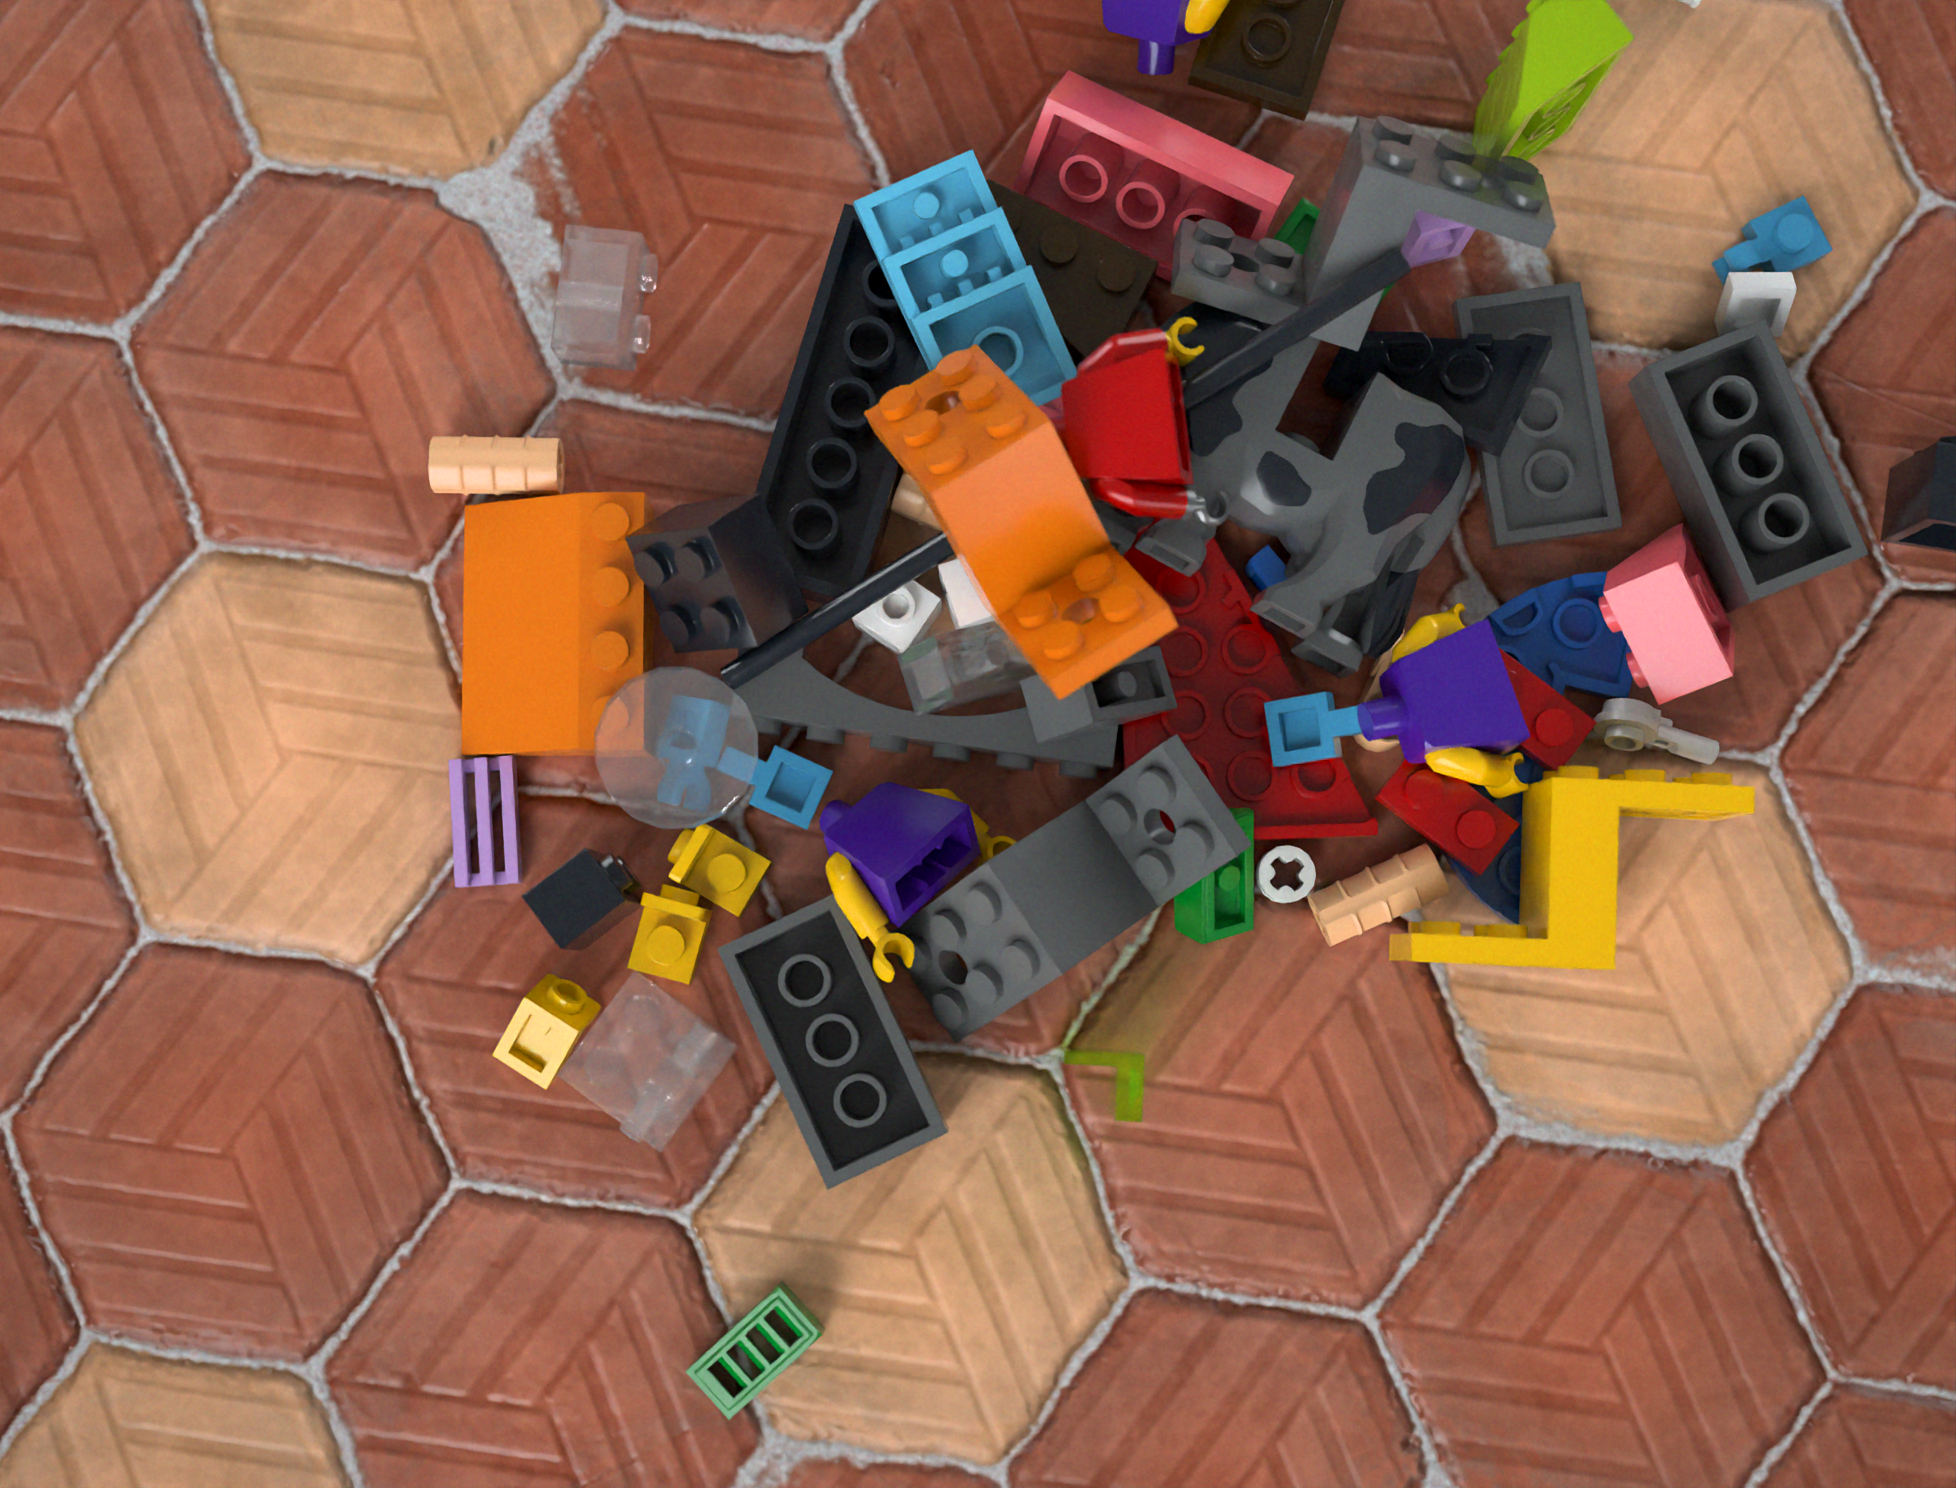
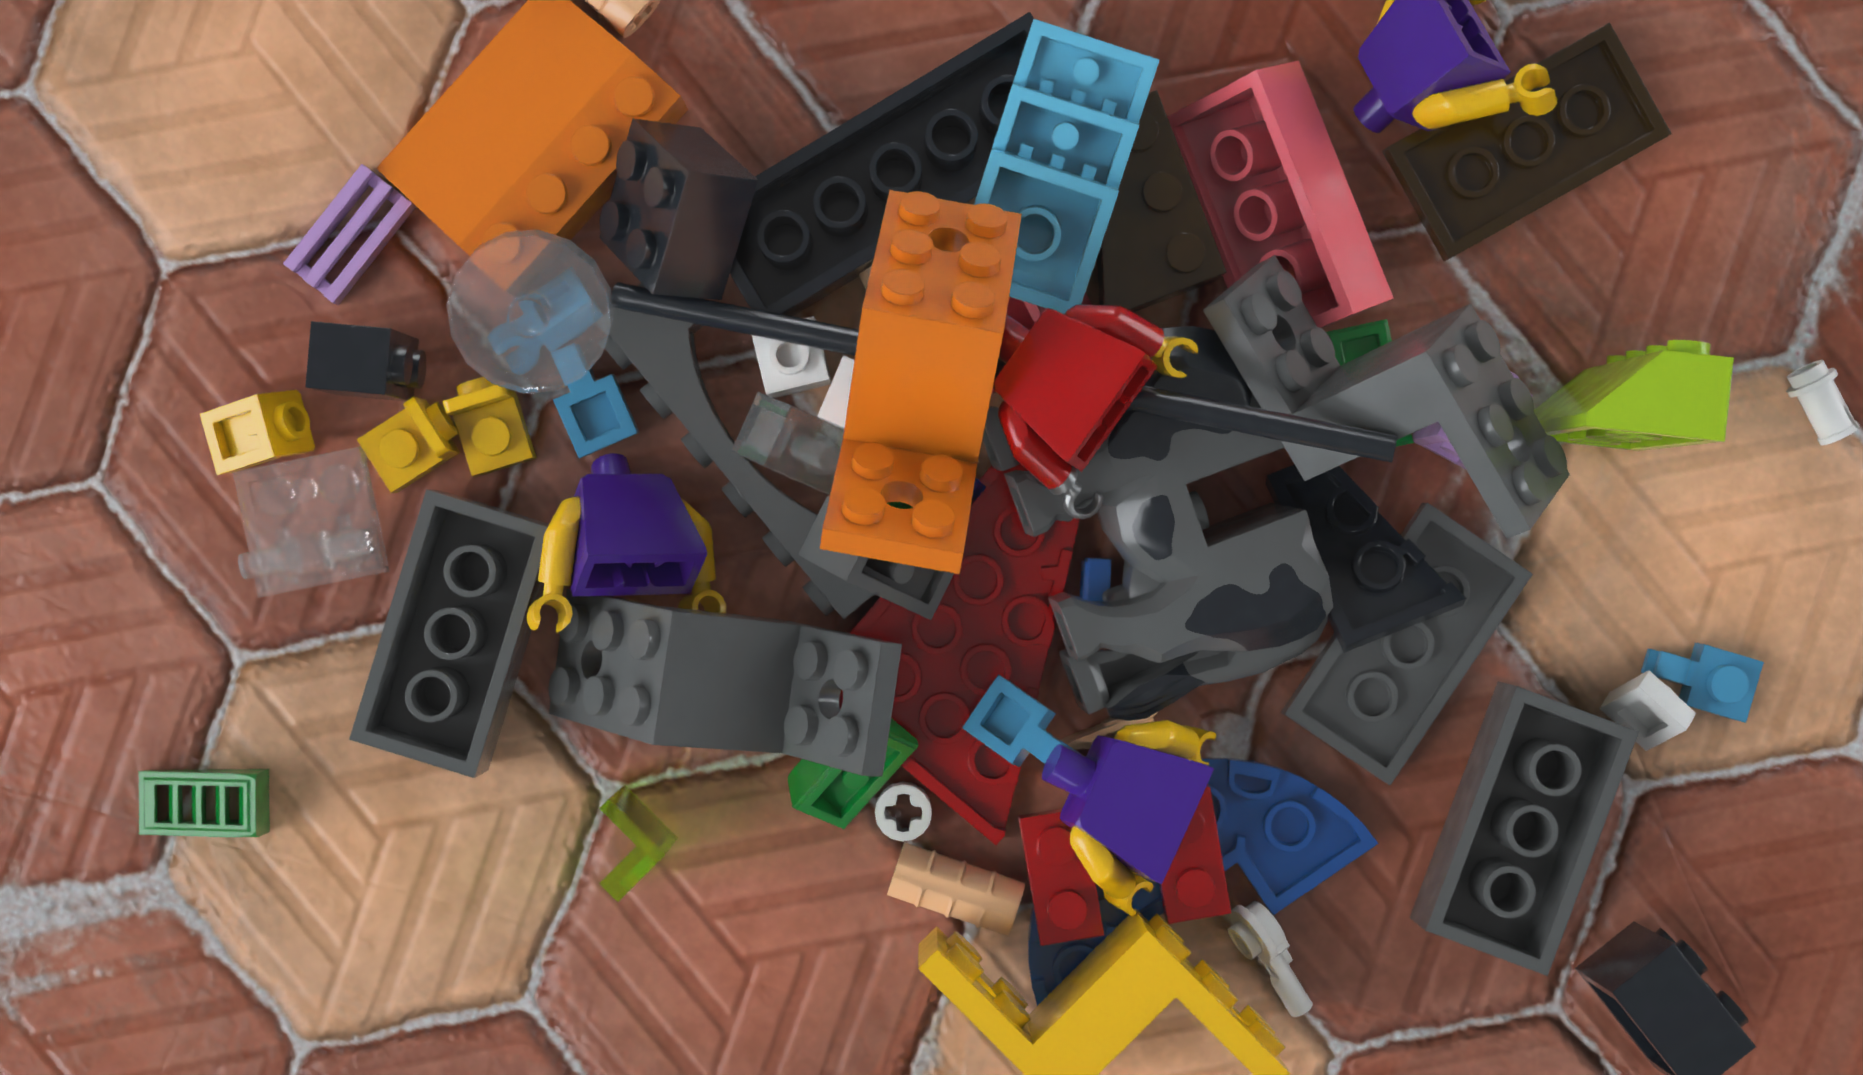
camera: 40 degrees right, 5 degrees up
(1669, 617) = (1358, 886): slope -> none

